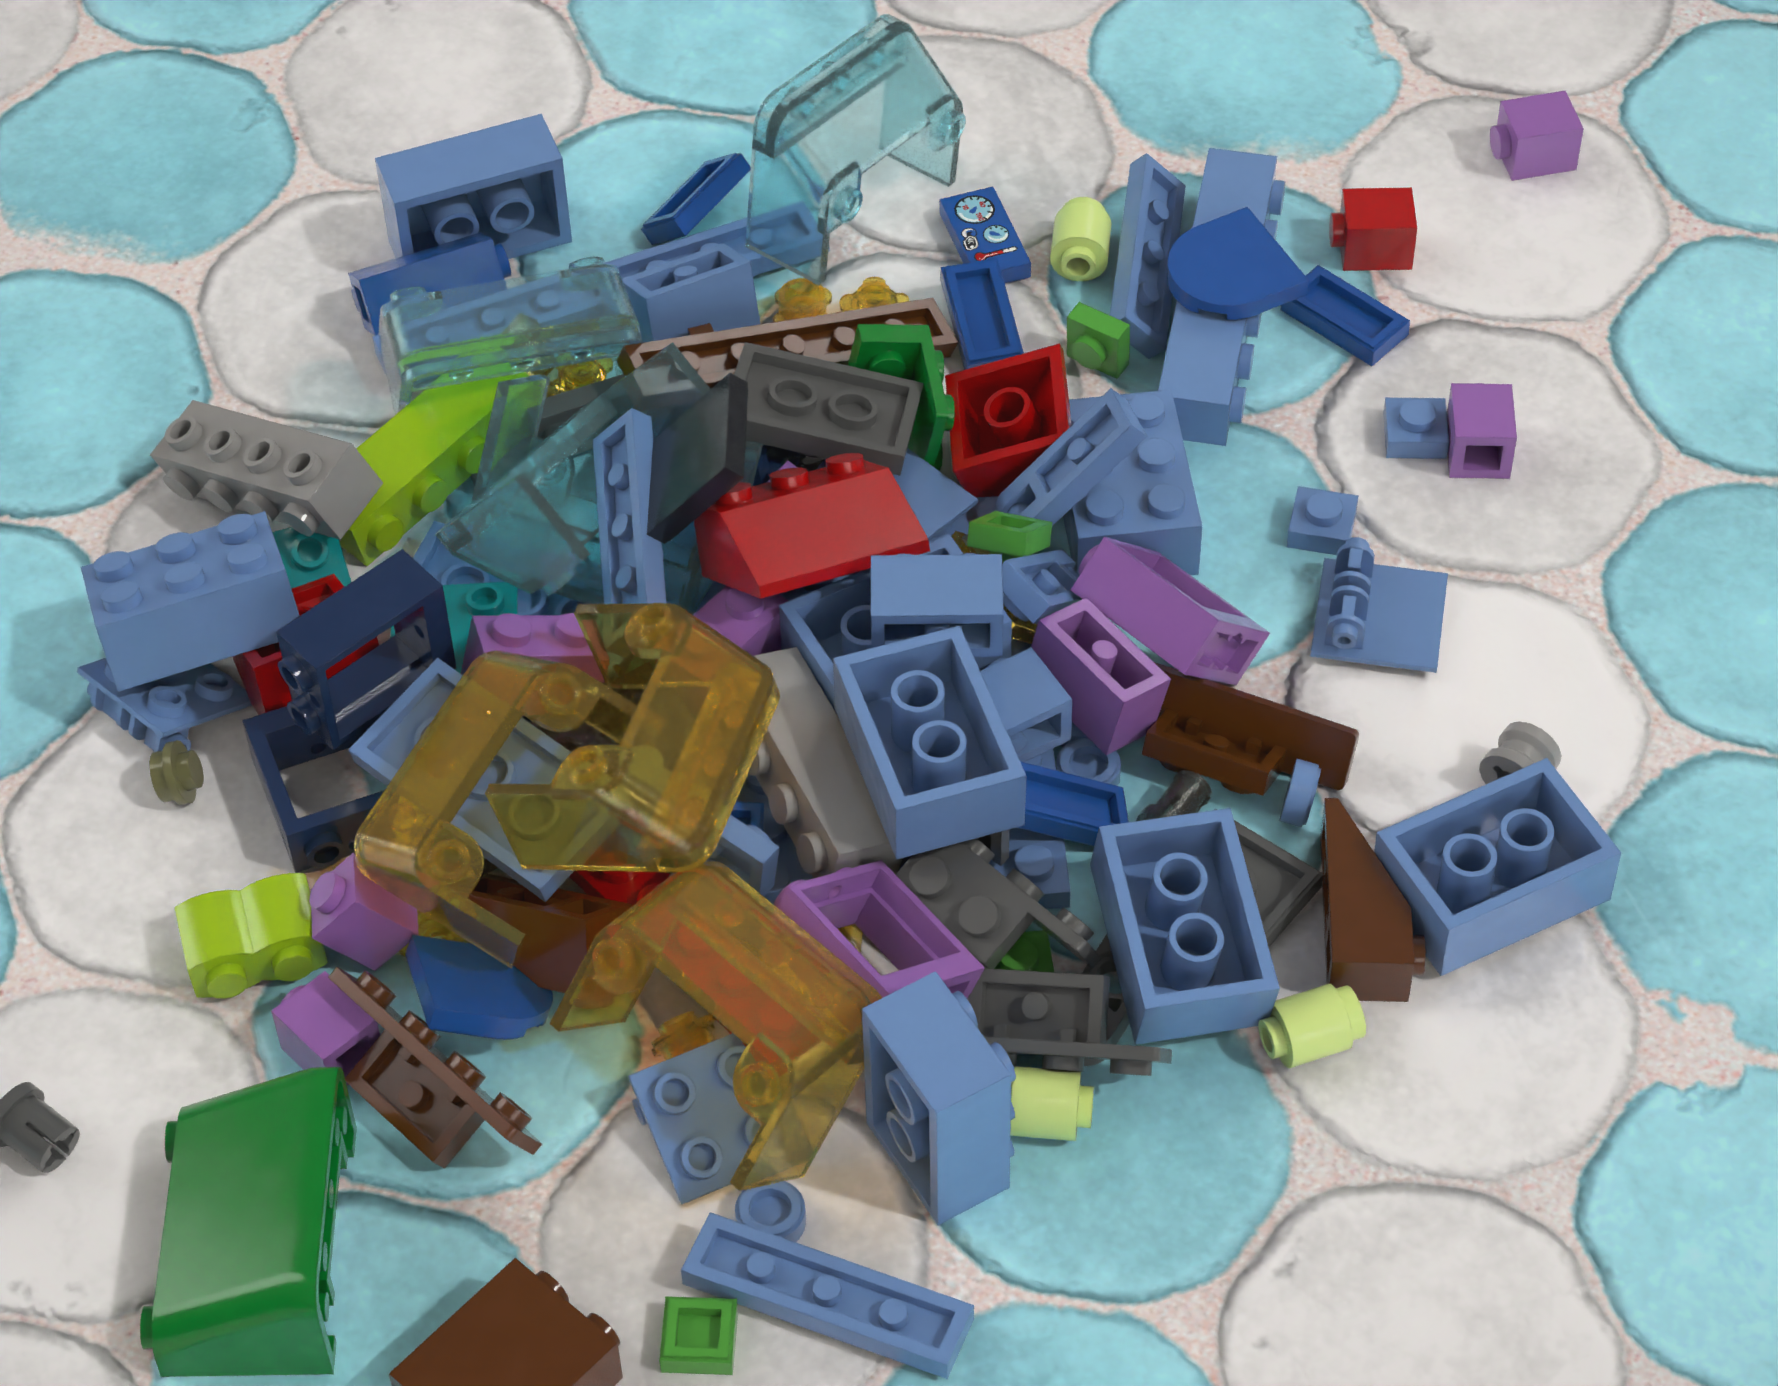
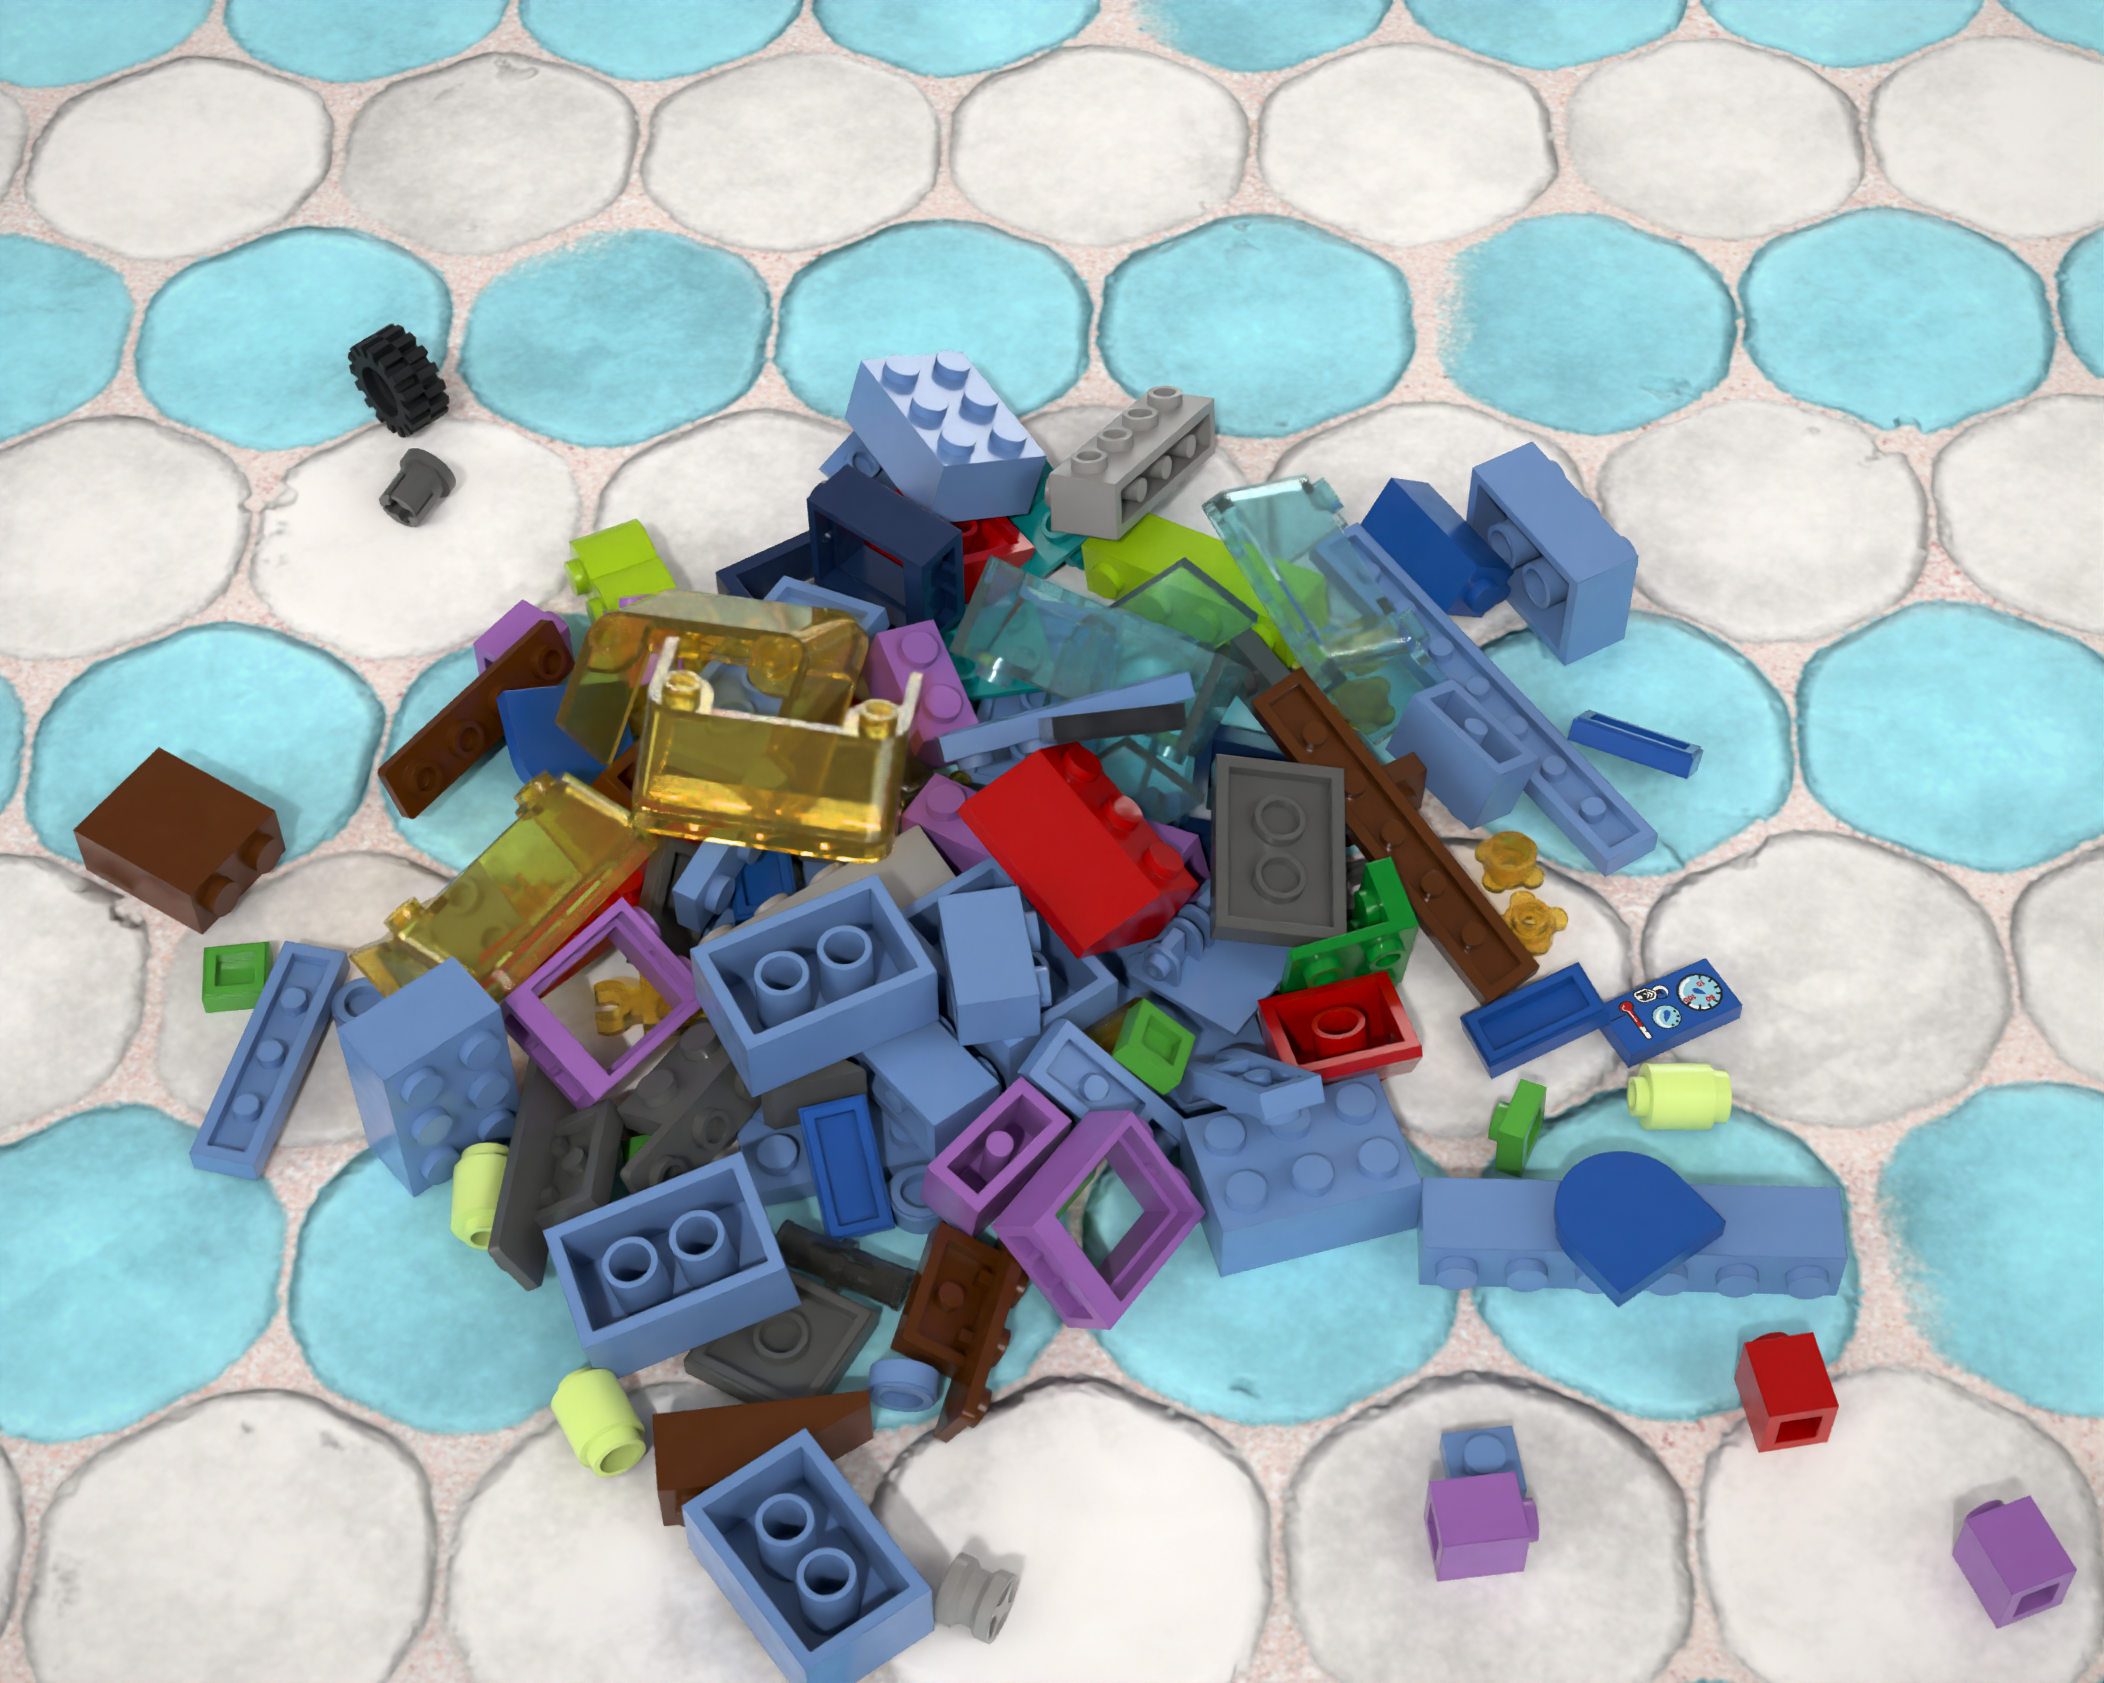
camera: 80 degrees right, 0 degrees up
(176, 773) = (790, 496): olive plate -> none
(252, 1230) = (315, 632): green windscreen -> none
(834, 123) = (1703, 803): clear light blue windscreen -> none
(1147, 234) = (1698, 1153): medium blue plate -> none
(1321, 520) = (1314, 1383): medium blue plate -> none
(1348, 317) = (1649, 1381): blue tile -> none
(1378, 611) = (1182, 1450): medium blue hinge -> none

